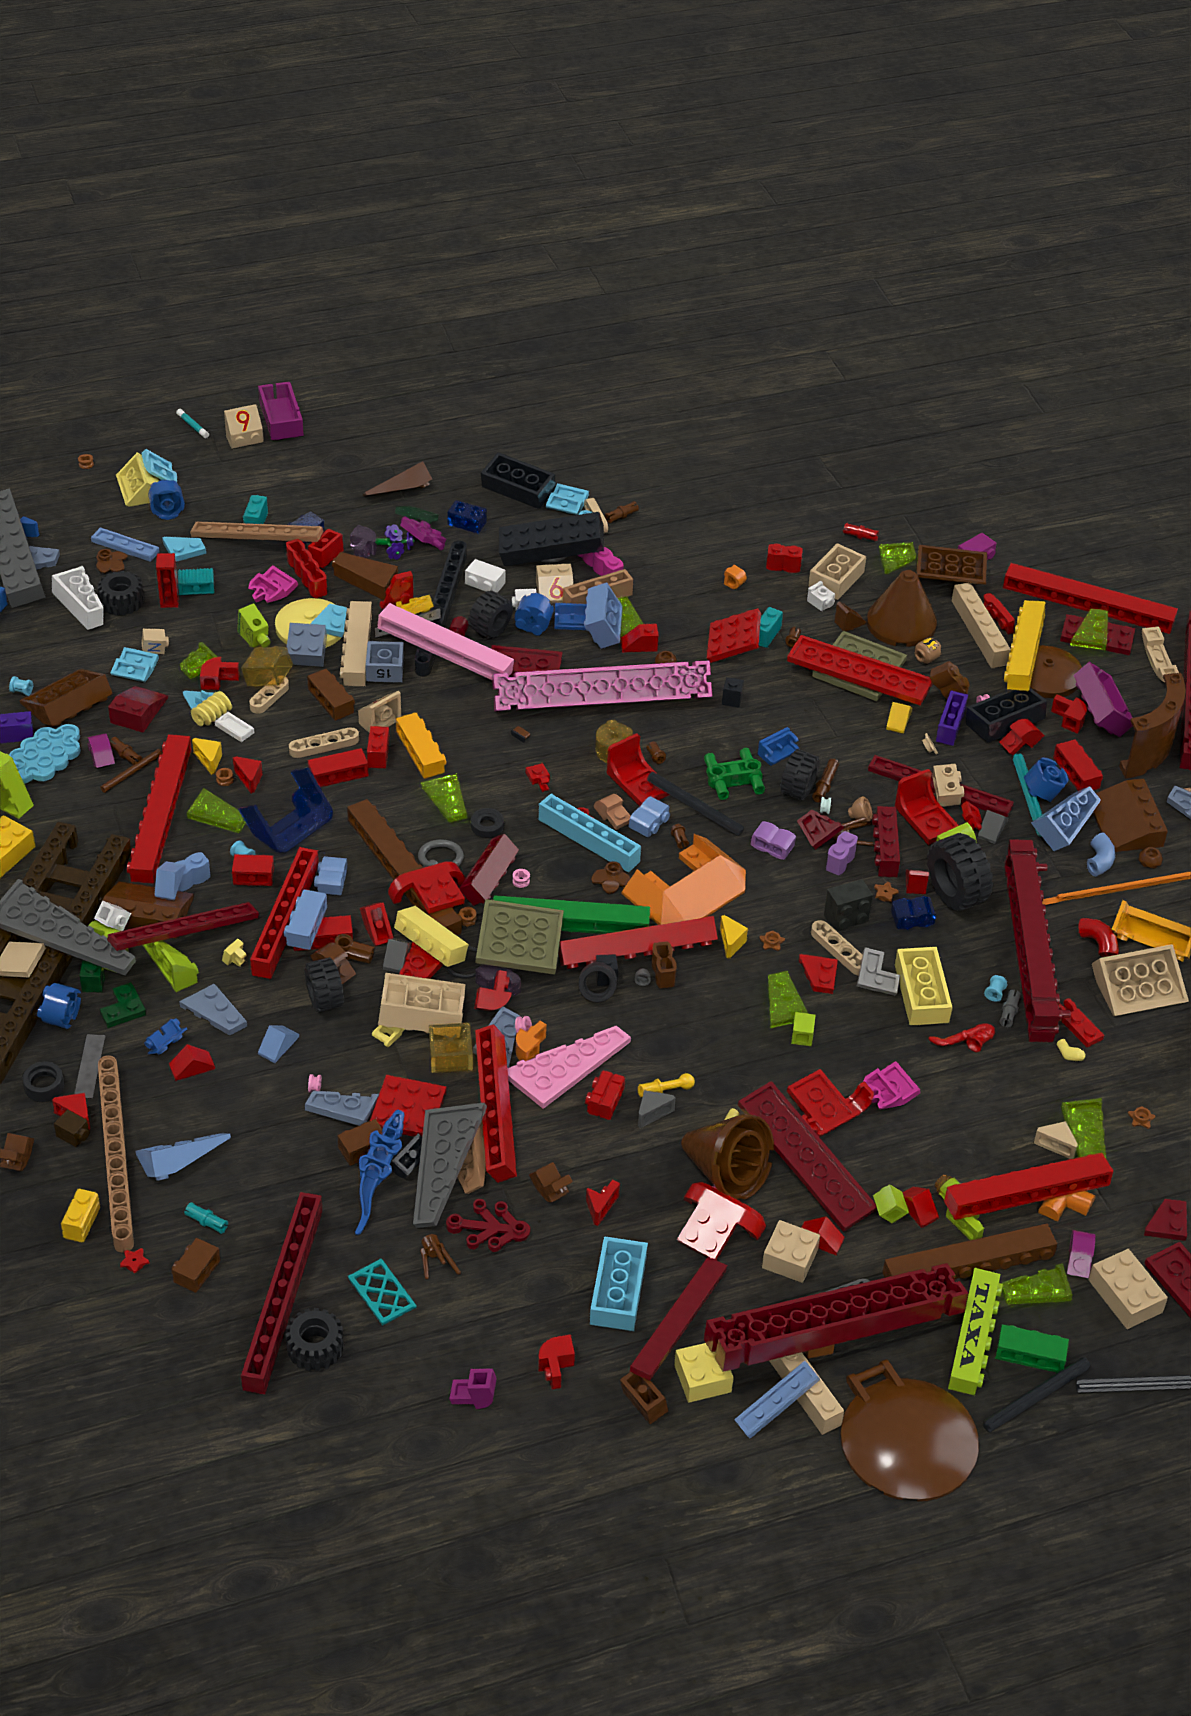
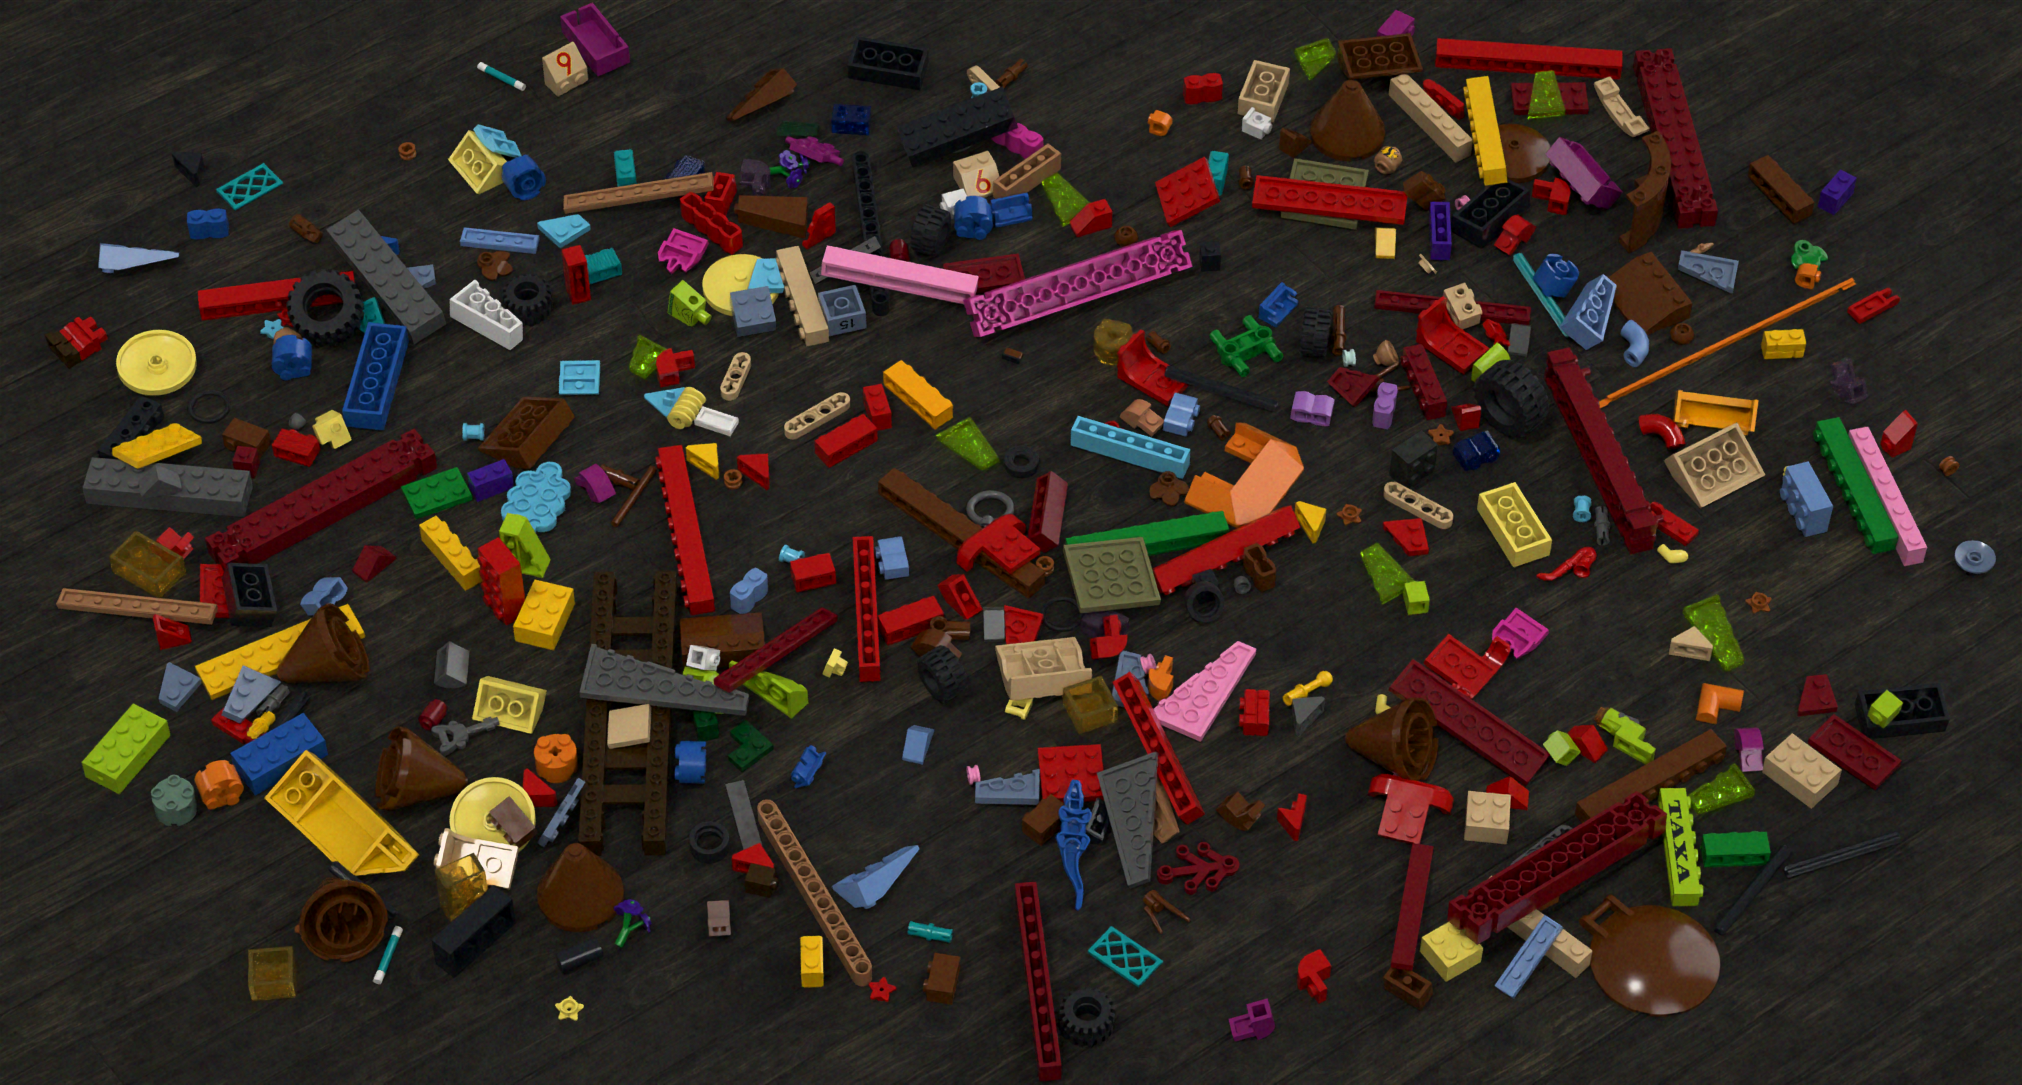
camera: 15 degrees left, 5 degrees up
(136, 708) = (606, 426): dark red slope -> none
(154, 641) = (589, 346): tan brick -> none
(168, 880) = (739, 606): medium blue slope -> none
(191, 1062) = (842, 786): red slope -> none
(215, 812) = (743, 520): clear neon green wing -> none
(216, 1008) = (840, 724): sand blue wing -> none
(266, 666) = (723, 346): clear yellow brick -> none
(306, 919) = (894, 611): medium blue brick -> none
(310, 814) = (834, 508): clear blue windscreen -> none
(331, 694) = (801, 360): reddish brown brick -> none
(381, 712) = (863, 368): tan slope -> none
(417, 605) = (846, 237): yellow wing -> none
(431, 936) = (1022, 596): light yellow brick -> none
(484, 576) = (901, 186): white brick -> none
(521, 873) = (1080, 506): bright pink bush -> none
(539, 775) = (1051, 396): red plate -> none
(567, 499) = (947, 72): medium azure slope -> none
(603, 615) = (1046, 202): medium blue brick -> none
(618, 1283) = (1343, 890): medium azure brick -> none
(861, 532) = (1268, 37): red pin -> none
(872, 976) = (1463, 528): light grey plate -> none
(1028, 1186) = (1683, 698): red brick -> none
(1077, 765) = (1581, 252): red brick -> none

